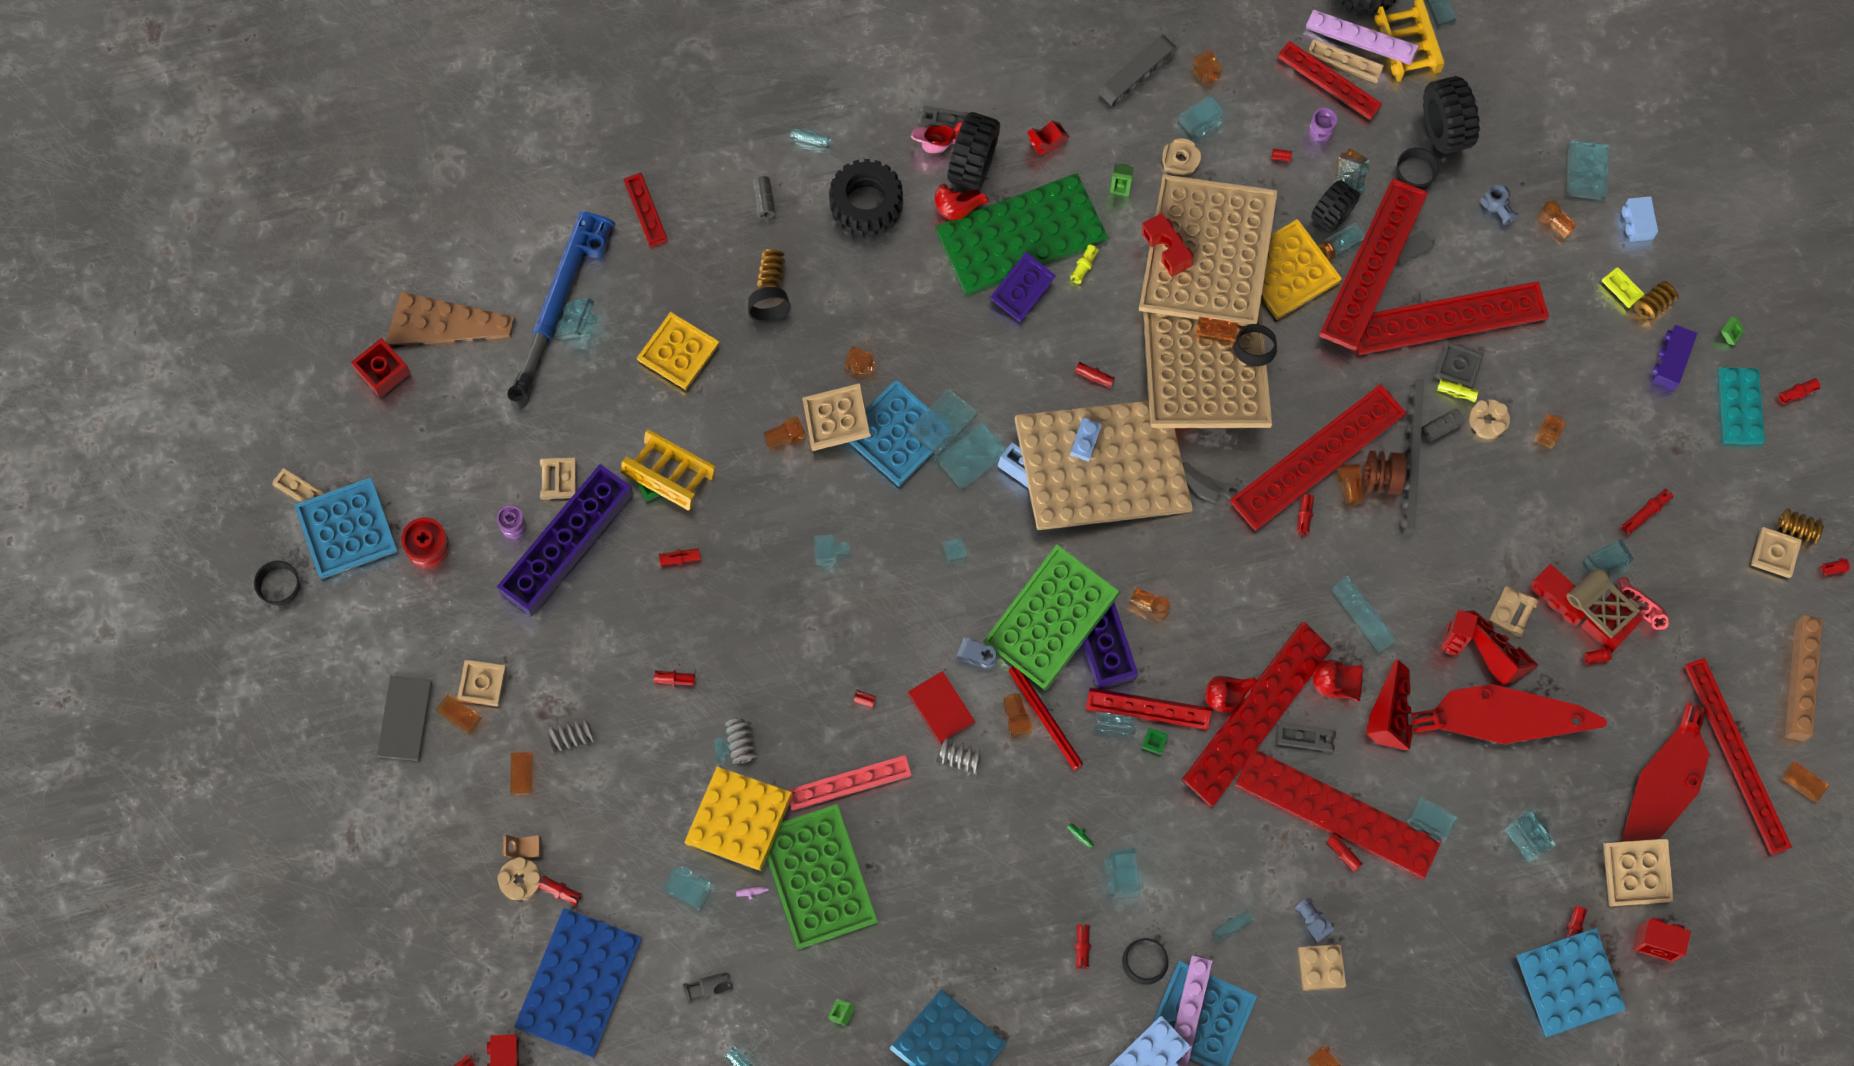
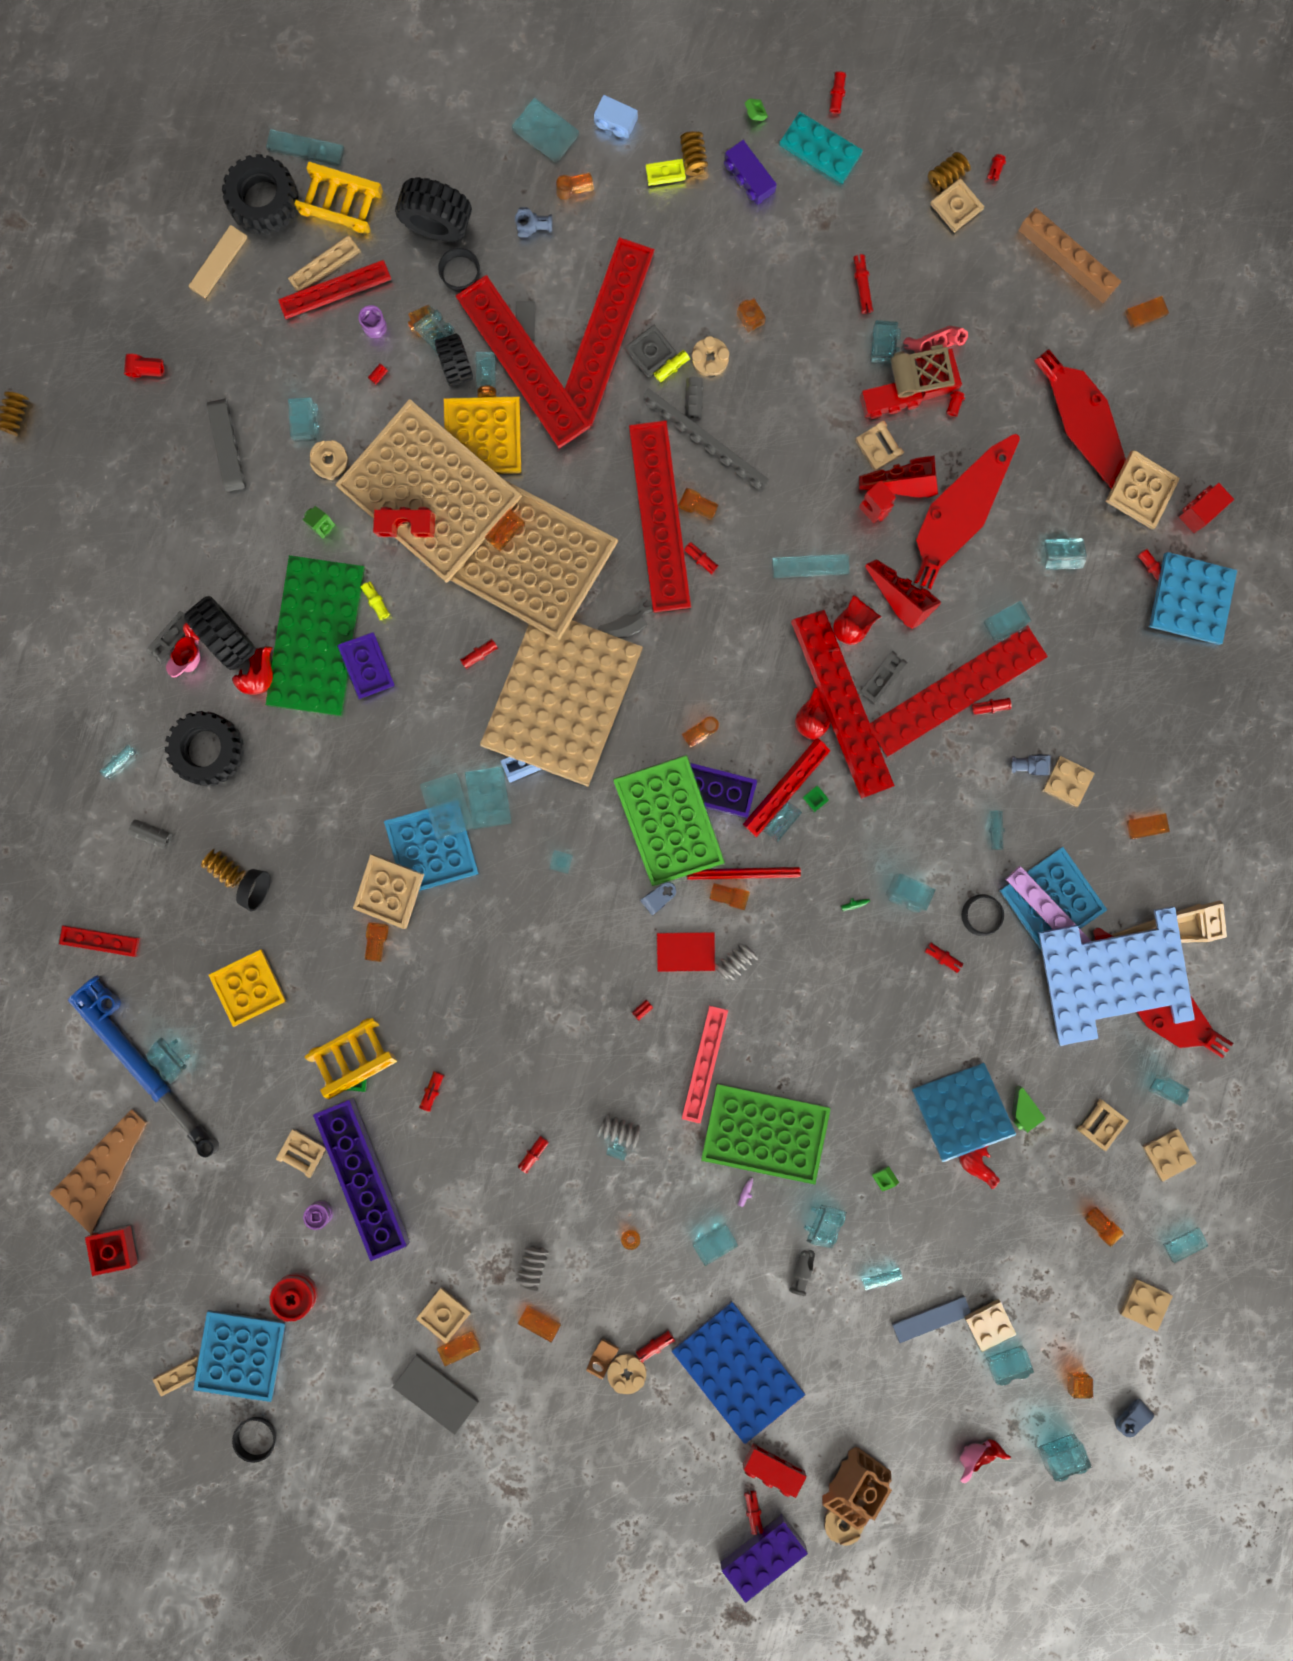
camera: 60 degrees left, 15 degrees up
(646, 804) = (630, 1246): none -> clear orange plate
(738, 818) = (682, 1170): yellow plate -> none
(764, 980) = (826, 1226): none -> clear light blue plate
(827, 549) = (498, 966): clear light blue brick -> none
(859, 361) = (349, 841): clear orange brick -> none
(1048, 137) = (242, 560): red brick -> none
(1085, 439) = (535, 699): light blue plate -> none
(1207, 67) = (259, 384): clear orange brick -> none
(1250, 359) = (549, 519): black tyre -> none
(1362, 37) = (313, 236): lavender plate -> none
(1388, 472) = (708, 471): copper wheel -> none
(1738, 756) = (1097, 349): red plate -> none

